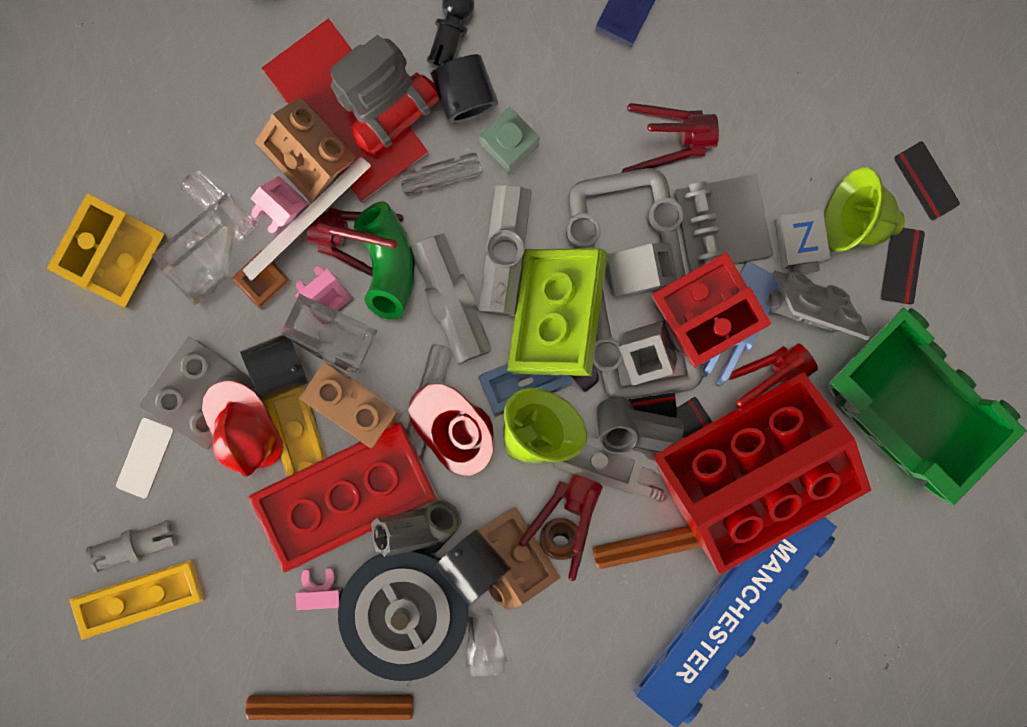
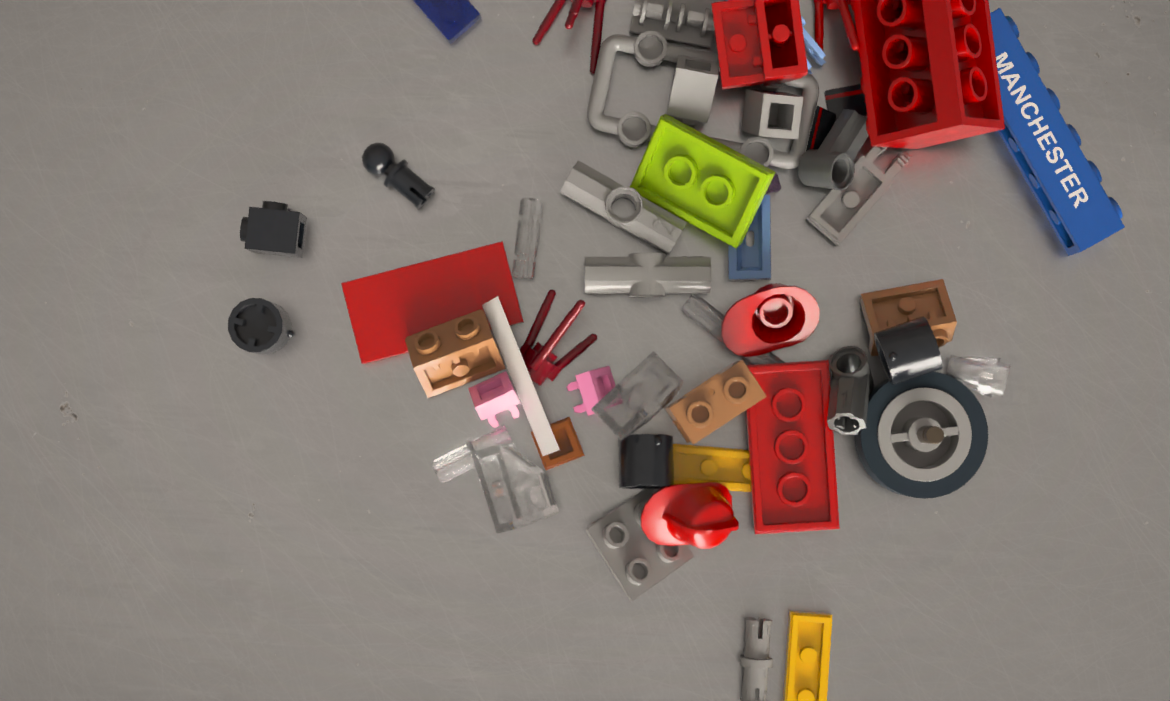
camera: 70 degrees left, 0 degrees up
(105, 250) = (475, 574): yellow brick -> none
(144, 458) = (678, 617): white sticker -> none
(318, 596) = (872, 506): bright pink tile -> none
(329, 707) = (976, 537): dark orange axle -> none
(380, 92) = (433, 260): dark grey piece -> none
(391, 267) = (599, 318): green cylinder -> none
(464, 88) = (459, 183): black piece -> none
(509, 140) = (524, 161): sand green brick -> none
(542, 427) = (803, 237): lime hat -> none
(556, 528) = (899, 256): reddish brown plate -> none
(580, 498) = (878, 230): dark red plant -> none
(645, 547) = (945, 191): dark orange axle -> none

